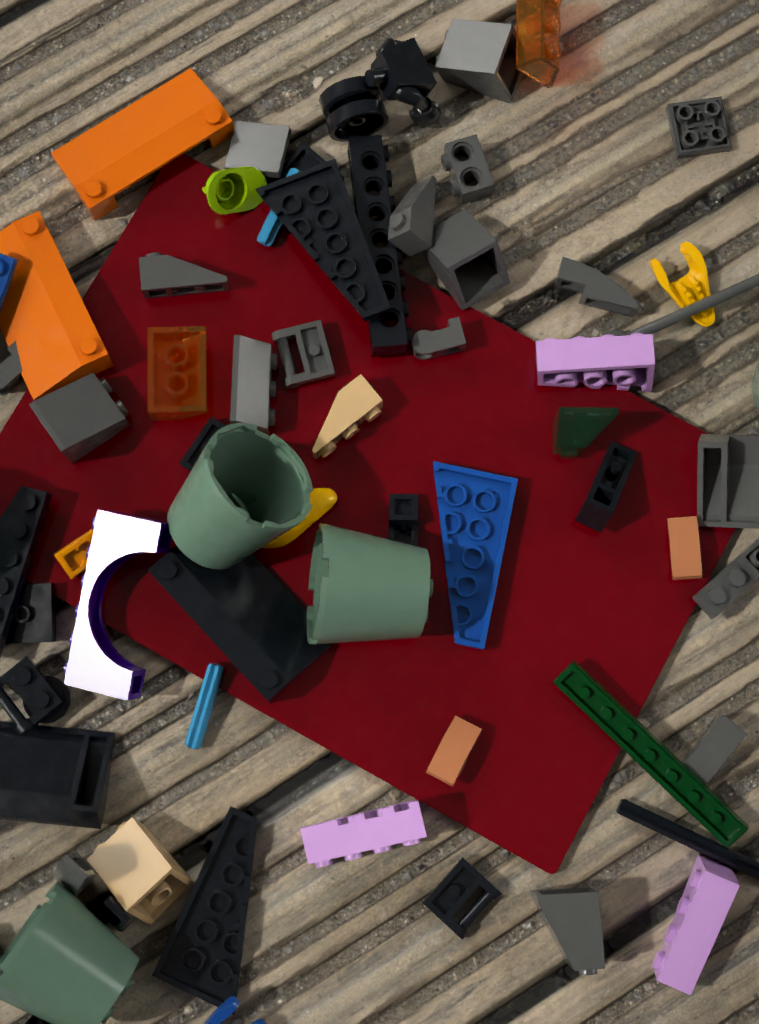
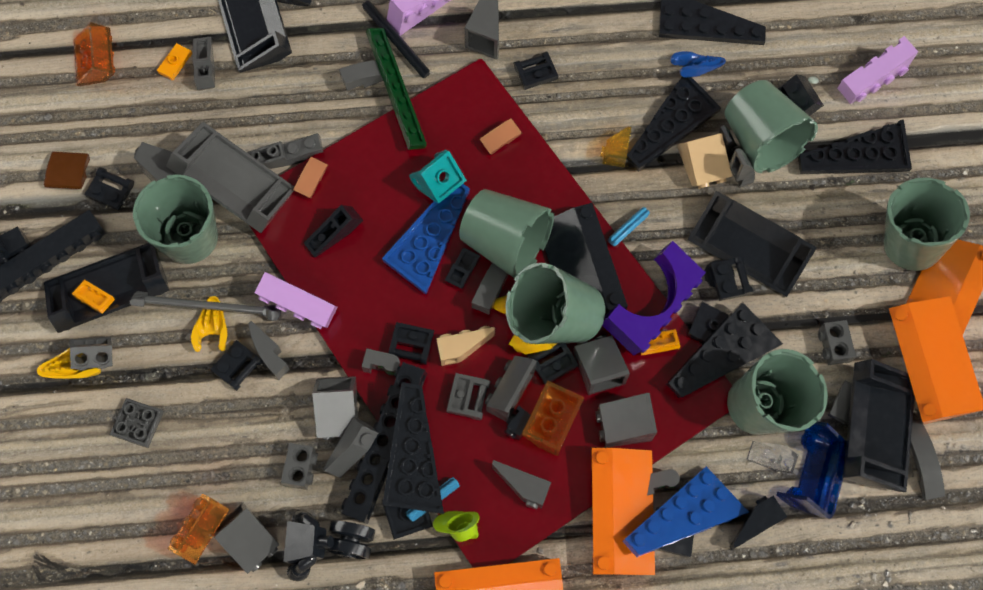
camera: 150 degrees left, 10 degrees down
(146, 473) = (601, 364): none -> dark grey slope
(220, 348) = (517, 423): none -> black brick
(259, 147) = (426, 549): tile -> none
(277, 823) = (616, 148): none -> clear yellow slope
(349, 500) = (489, 289): none -> dark grey slope
(363, 832) = (570, 120): lavender wedge -> none
(417, 394) = (413, 337): none -> black plate
(506, 643) = (429, 180): none -> teal hose
(578, 428) = (329, 266): clear green slope -> none
(631, 257) = (232, 361): none -> black plate

